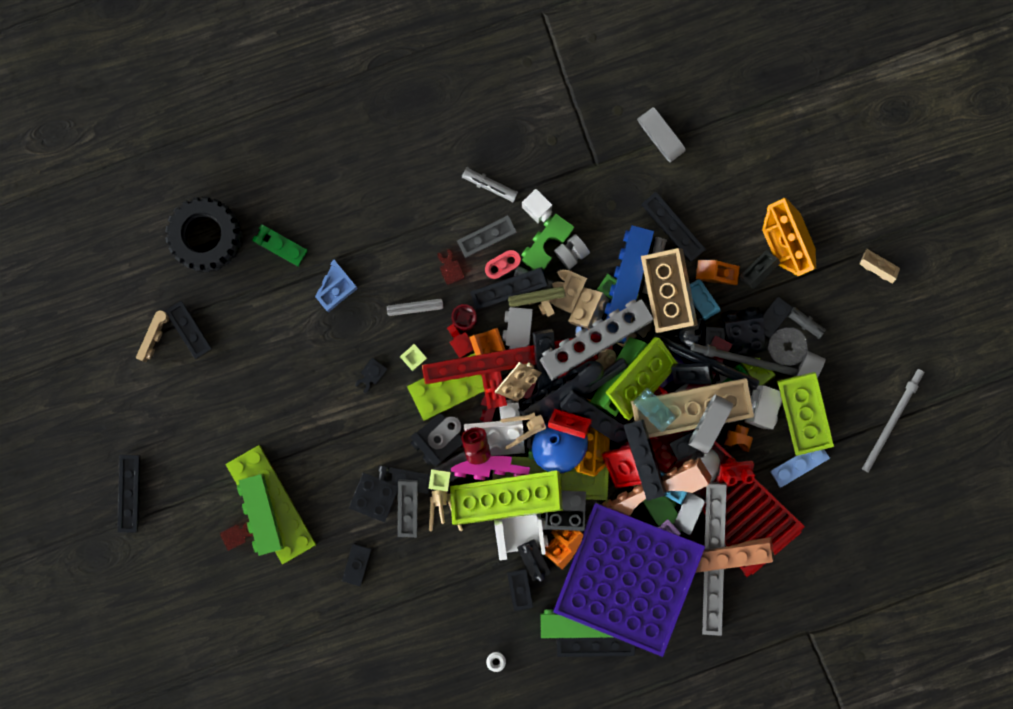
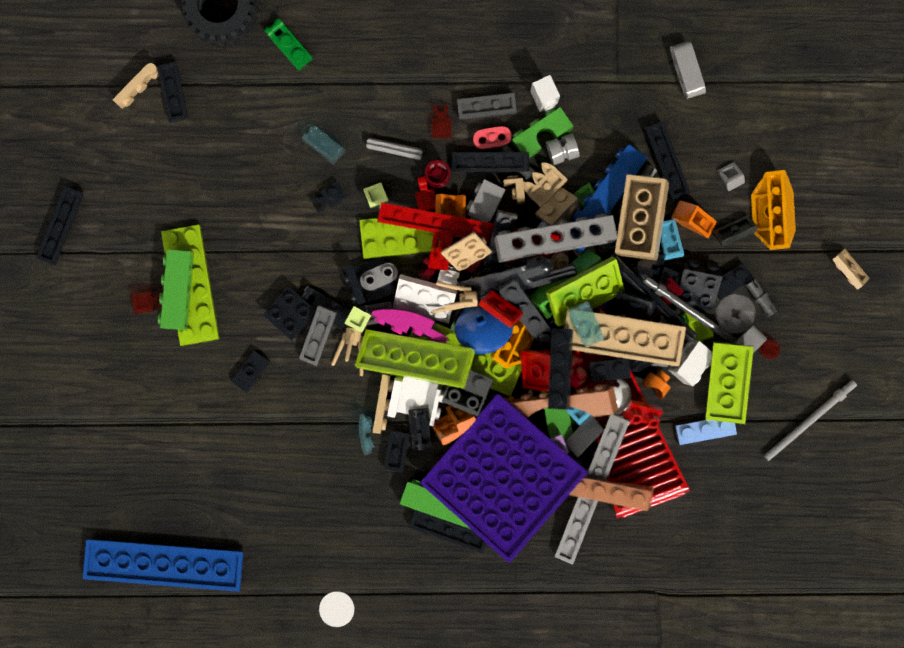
camera: 15 degrees right, 0 degrees up
(335, 287) = (325, 102): medium blue wing -> none
(347, 327) = (323, 144): none -> clear light blue hinge
(476, 445) = (404, 298): dark red wheel -> none
(482, 578) = (365, 425): none -> clear light blue slope
(489, 184) = (502, 53): light grey pin -> none
(491, 550) = (383, 404): none -> tan plate
(496, 668) = (342, 511): white plate -> none
(538, 296) = (514, 179): olive axle -> none
(710, 424) = (635, 357): light grey beam -> none
(738, 219) = (731, 176): none -> light grey slope
(832, 368) = (770, 349): none -> clear red plate

